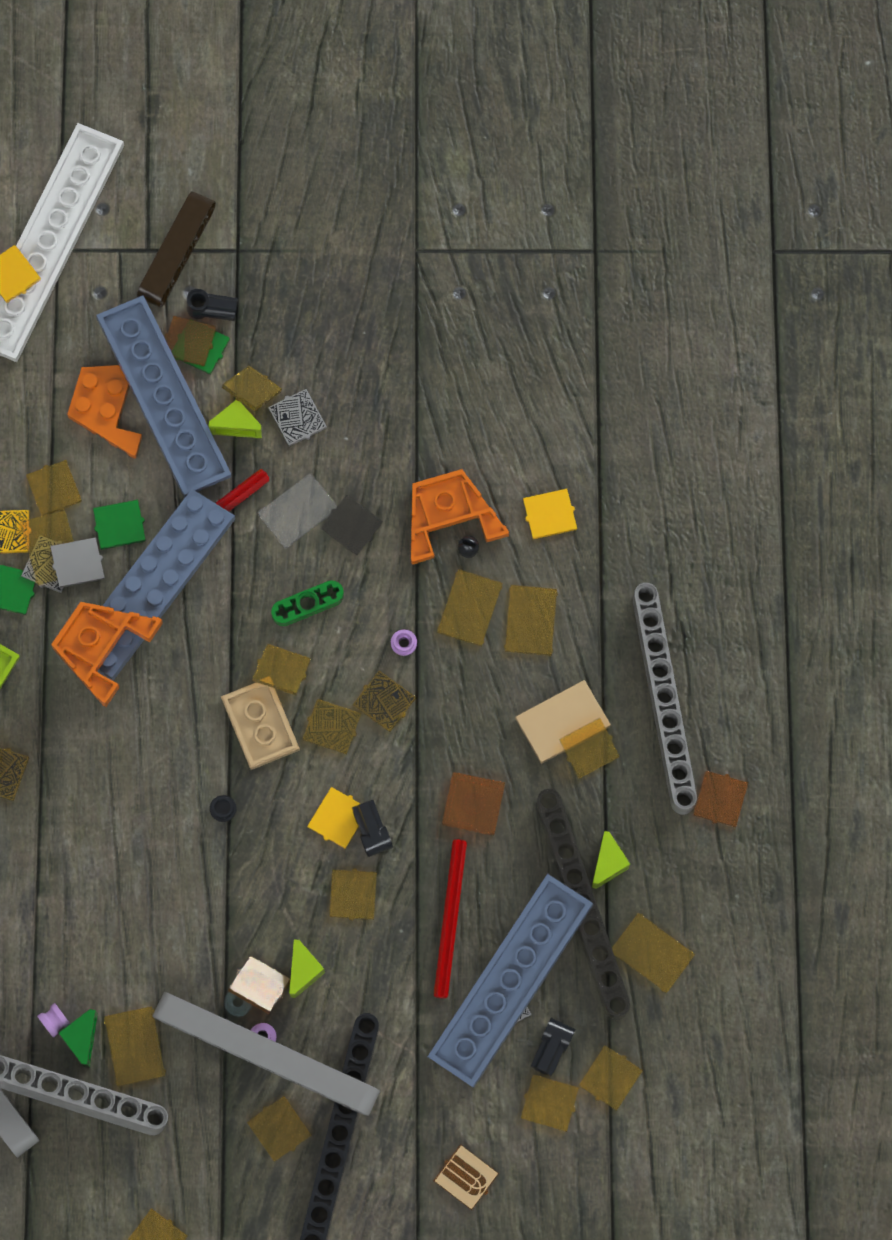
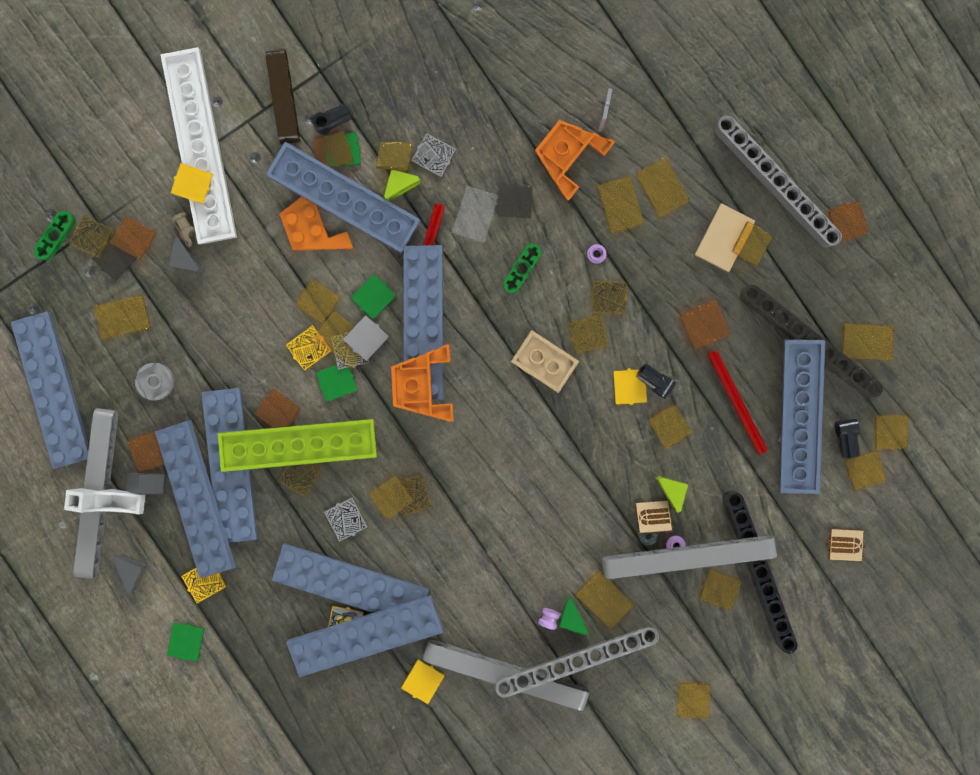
camera: 30 degrees left, 15 degrees up
(223, 808) = (559, 428): black plate -> none
(281, 669) = (535, 320): clear yellow piece -> none
(468, 551) = (596, 170): black hinge -> none
(518, 490) = (605, 110): none -> light grey piece
(550, 514) = (629, 112): yellow piece -> none
(610, 861) = (809, 306): lime slope -> none

